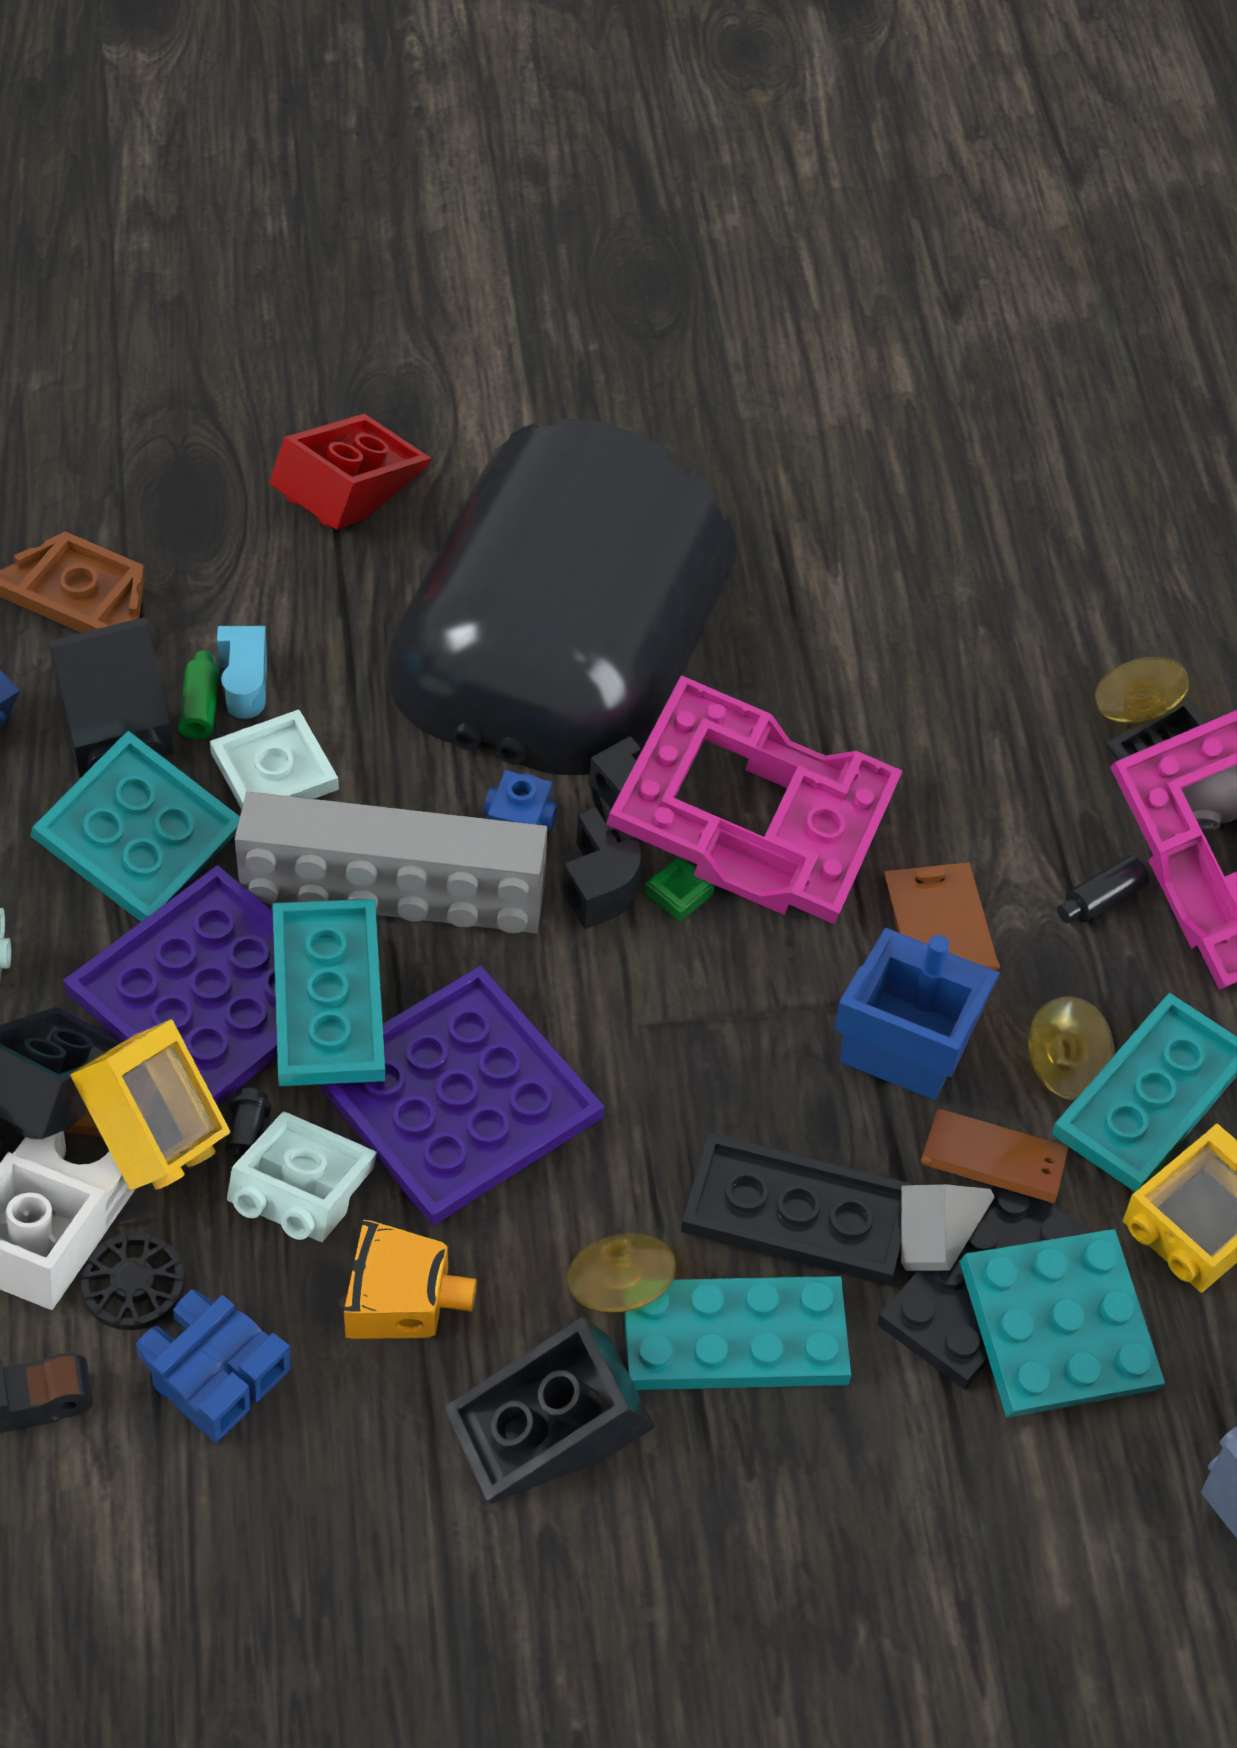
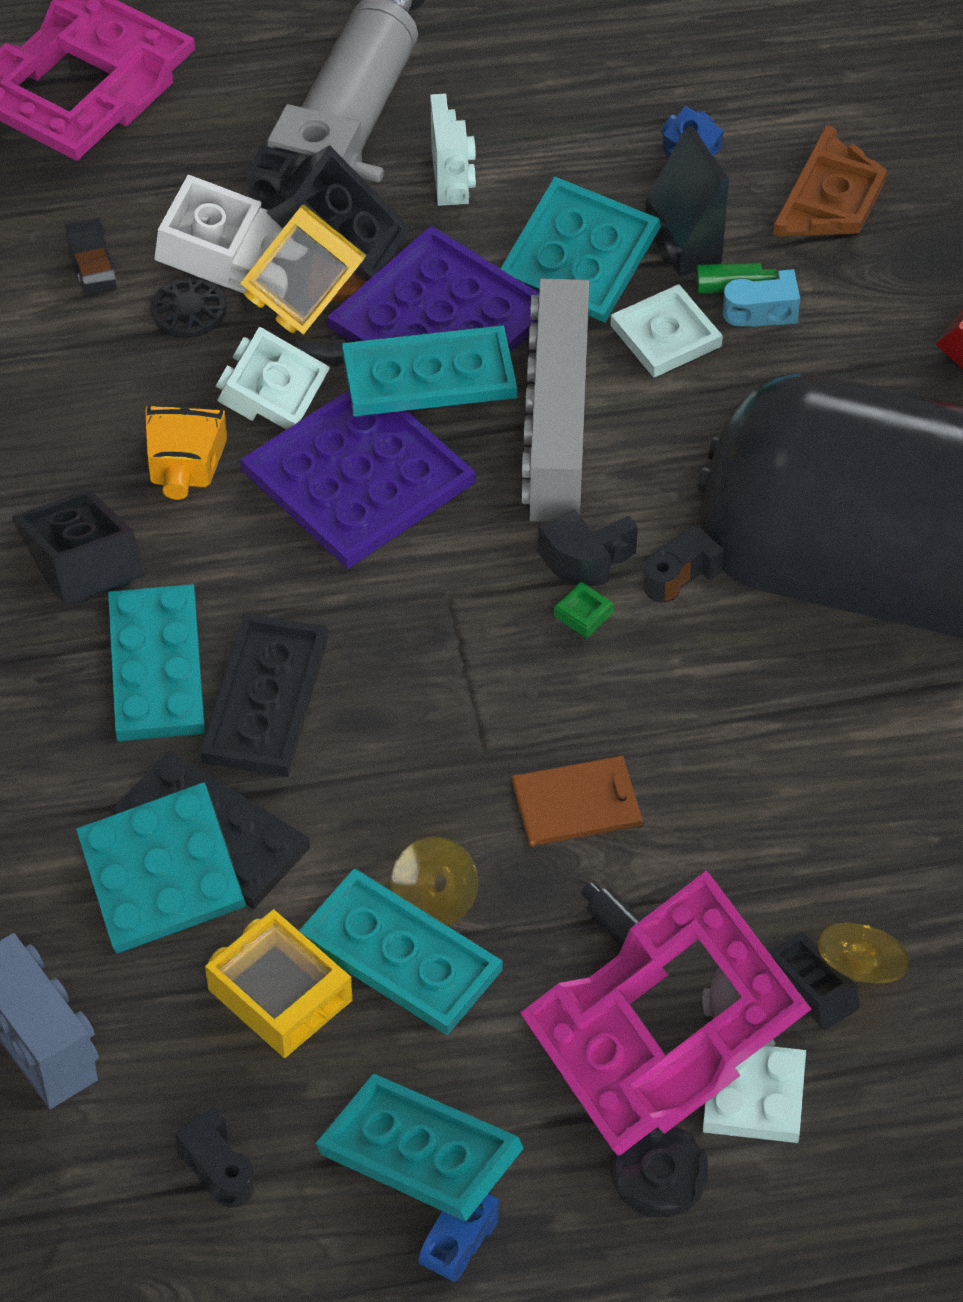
camera: 90 degrees right, 0 degrees up
(213, 1363) = (115, 350): blue hips -> none
(522, 800) = (634, 484): blue brick -> none
(621, 1272) = (200, 581): clear yellow dish -> none
(815, 834) = (653, 691): dark pink piece -> none
(912, 1011) = (441, 744): blue piece -> none
(939, 1223) = (254, 782): light grey slope -> none
(995, 1155) = (322, 827): dark orange container -> none

